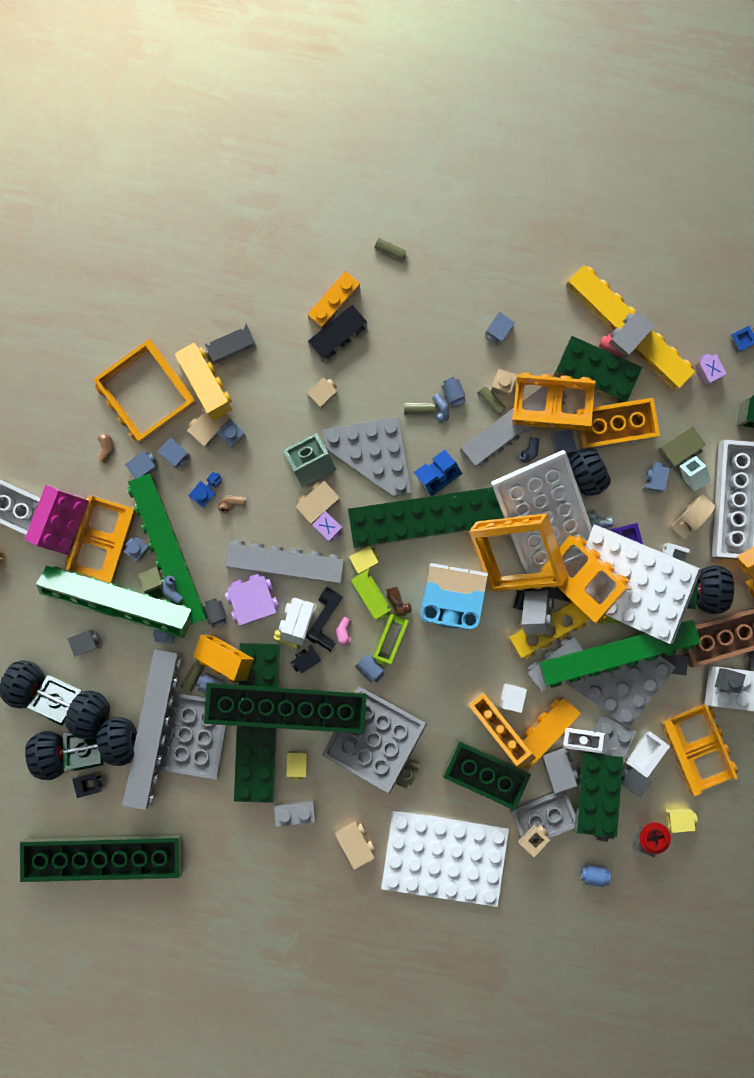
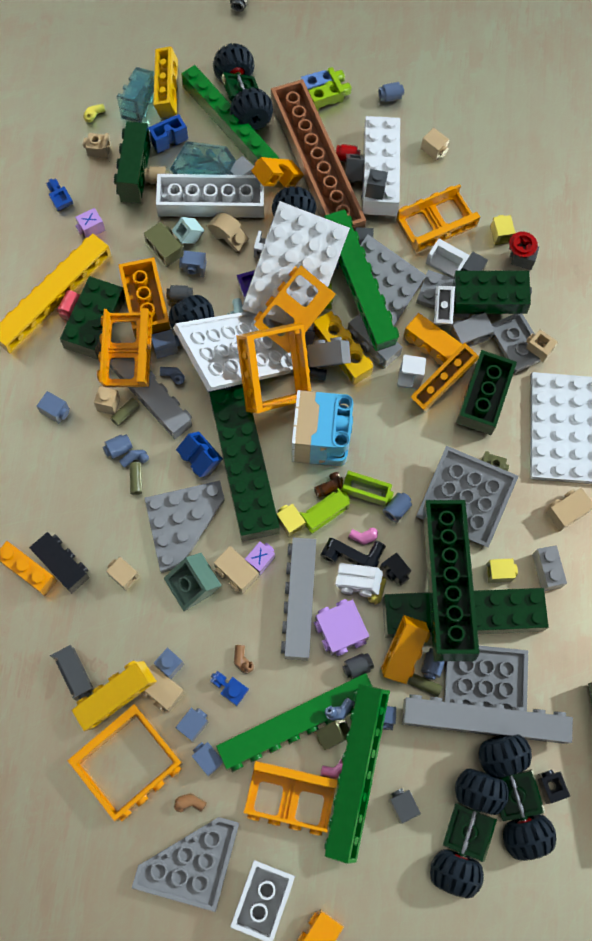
camera: 95 degrees left, 15 degrees down
(49, 446) = (192, 867): none -> light grey plate
(56, 520) = (274, 847): dark pink brick -> none
(120, 579) = (330, 772): none -> bright pink arm
(136, 548) = (297, 756): sand blue brick -> none
(595, 876) = (563, 296): medium blue brick -> none
(620, 461) = (178, 293): none -> dark grey brick
(631, 334) = (57, 285): light grey brick -> none

